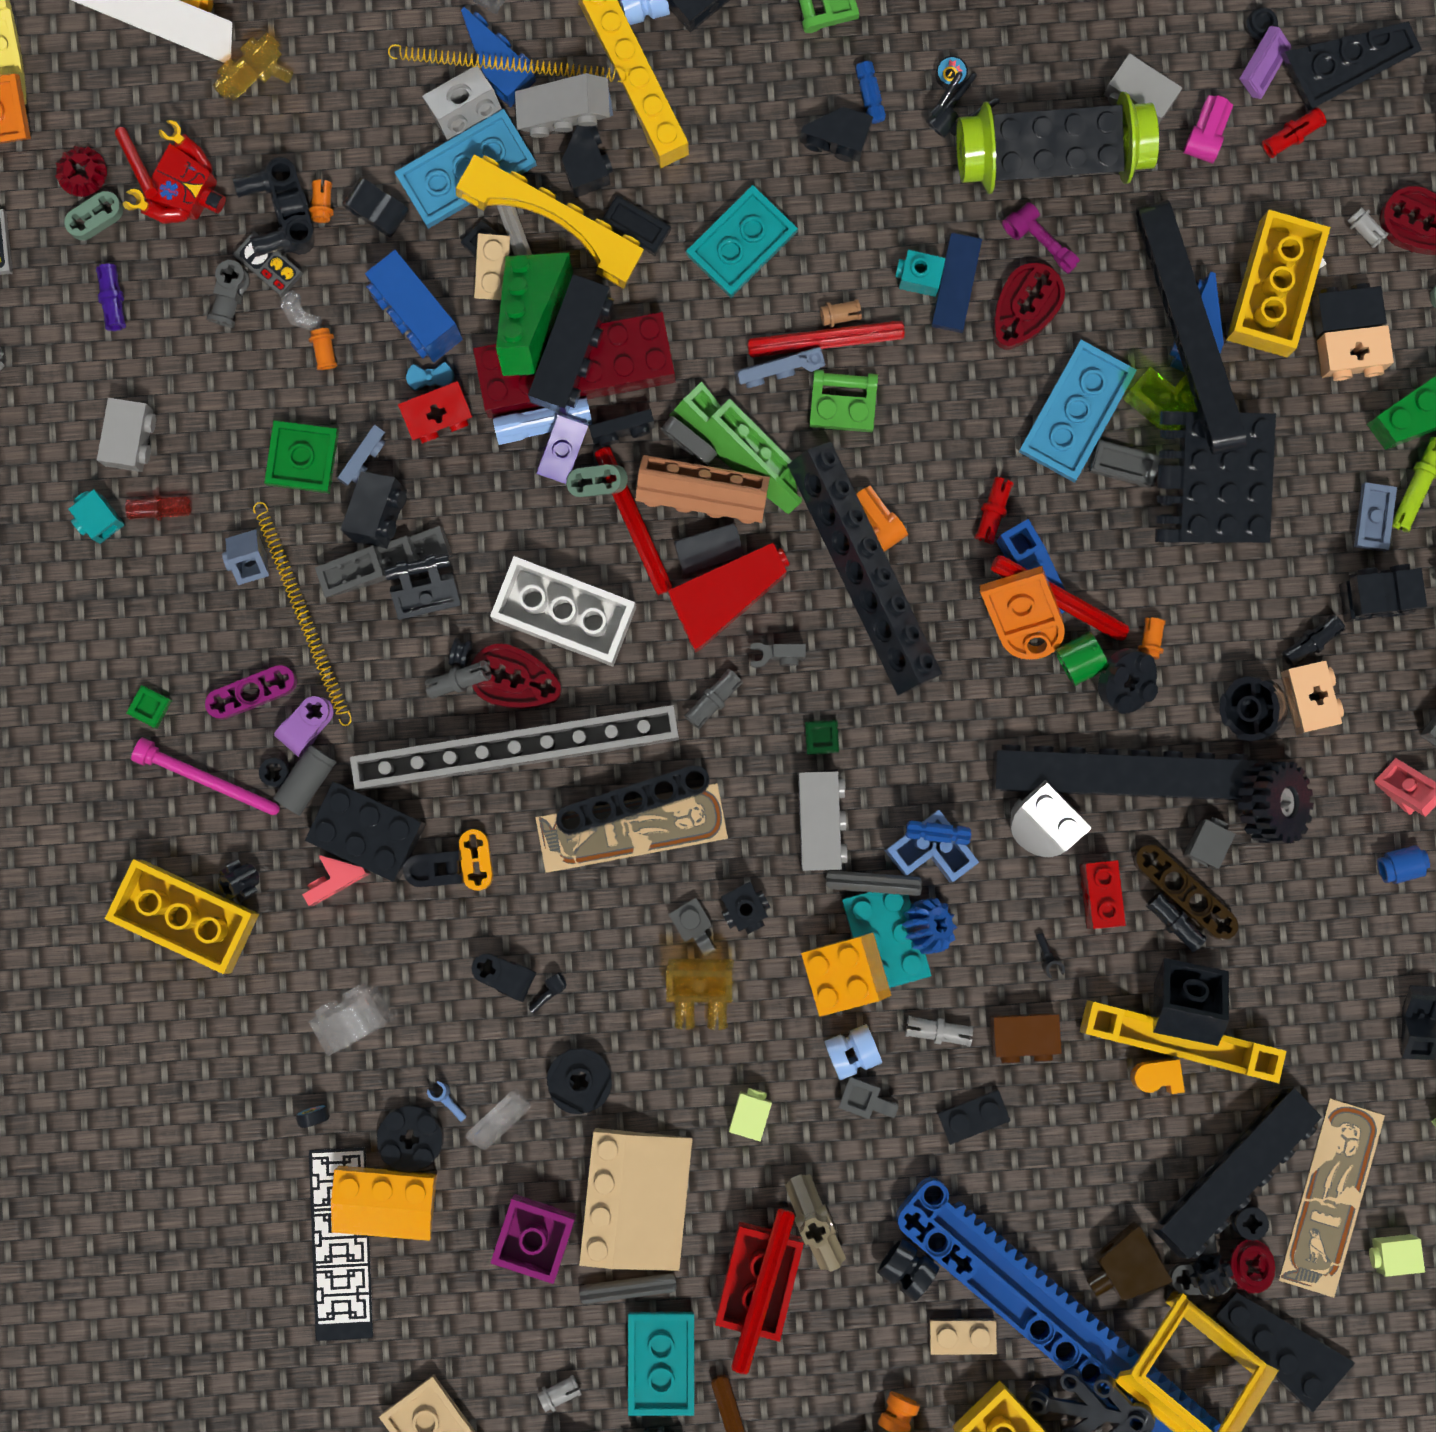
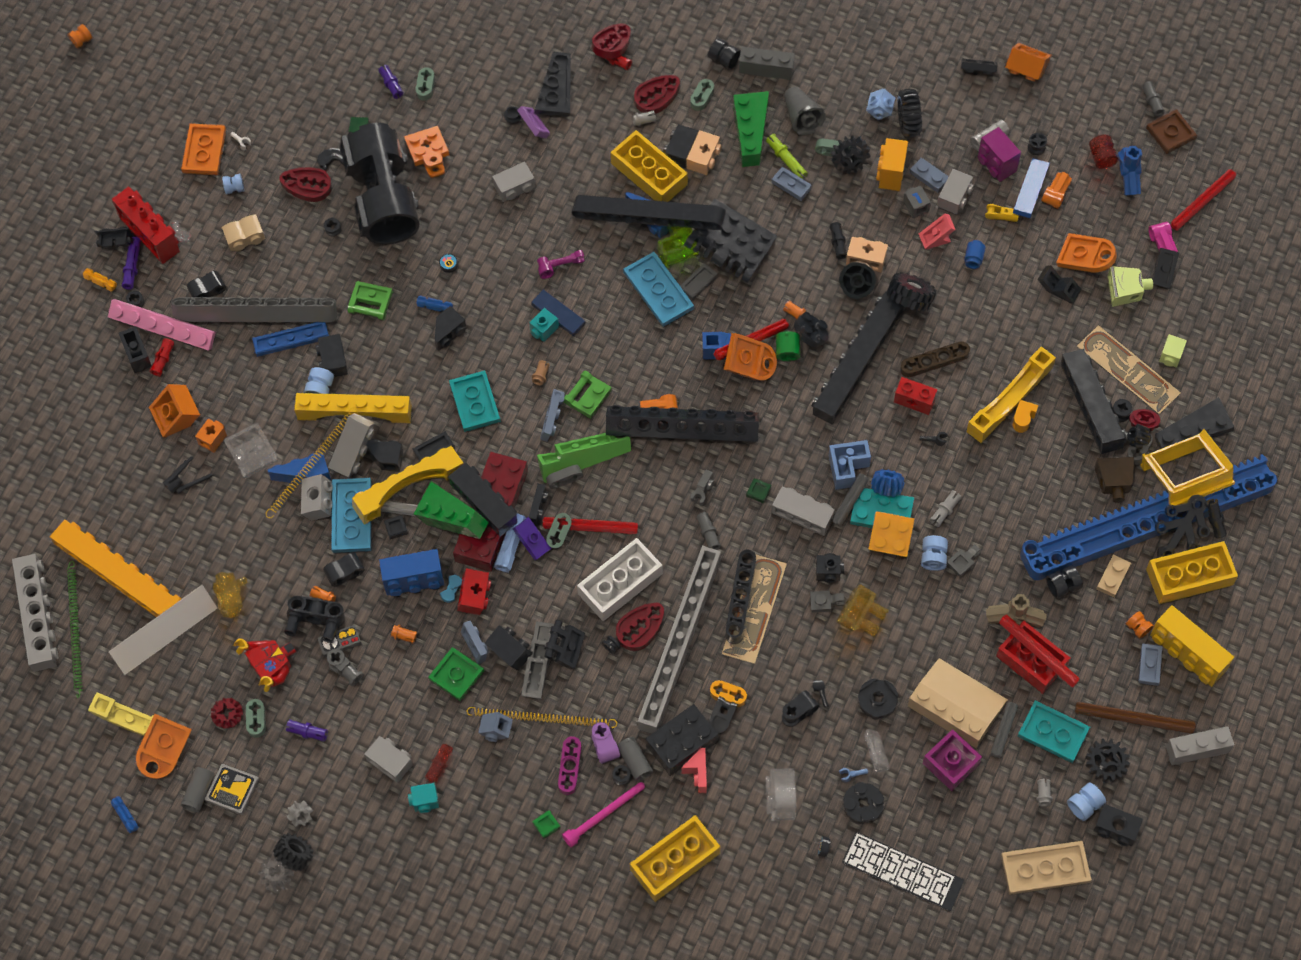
camera: 60 degrees left, 20 degrees down
(135, 162) = (242, 677): red bar -> none
(238, 881) = (671, 820): black gear -> none
(295, 314) = (376, 639): clear arm -> none
(383, 1202) = (892, 832): light orange slope -> none
(458, 679) = (625, 651): dark grey pin -> none
(490, 265) = (412, 527): tan plate -> none
(702, 489) = (594, 480): nougat brick -> none
(709, 548) = (627, 495): black slope -> none
(722, 595) = (656, 503): red slope -> none
(750, 1114) = (941, 620): yellowish green brick -> none
(826, 338) = (550, 385): red axle -> none
(938, 832) = (841, 449): blue axle -> none
(943, 116) = (471, 276): black plant -> none
(973, 1117) = (999, 514): black plate -> none
(994, 510) = (686, 351): red pin -> none
(1025, 1036) = (969, 467): reddish brown brick -> none
(1043, 310) = (585, 294): dark red piece -> none
(1046, 822) = (863, 403): slope -> none
(1057, 142) = (505, 251): black brick -> none
(1176, 921) = (948, 370): black pin -> none
(1191, 1002) = (993, 378): black brick -> none
(1207, 136) = (554, 166): dark pink piece -> none
(1209, 843) = (916, 335): dark grey brick -> none
(1279, 142) = (577, 136): red pin -> none
(1383, 593) = (832, 196): black brick -> none

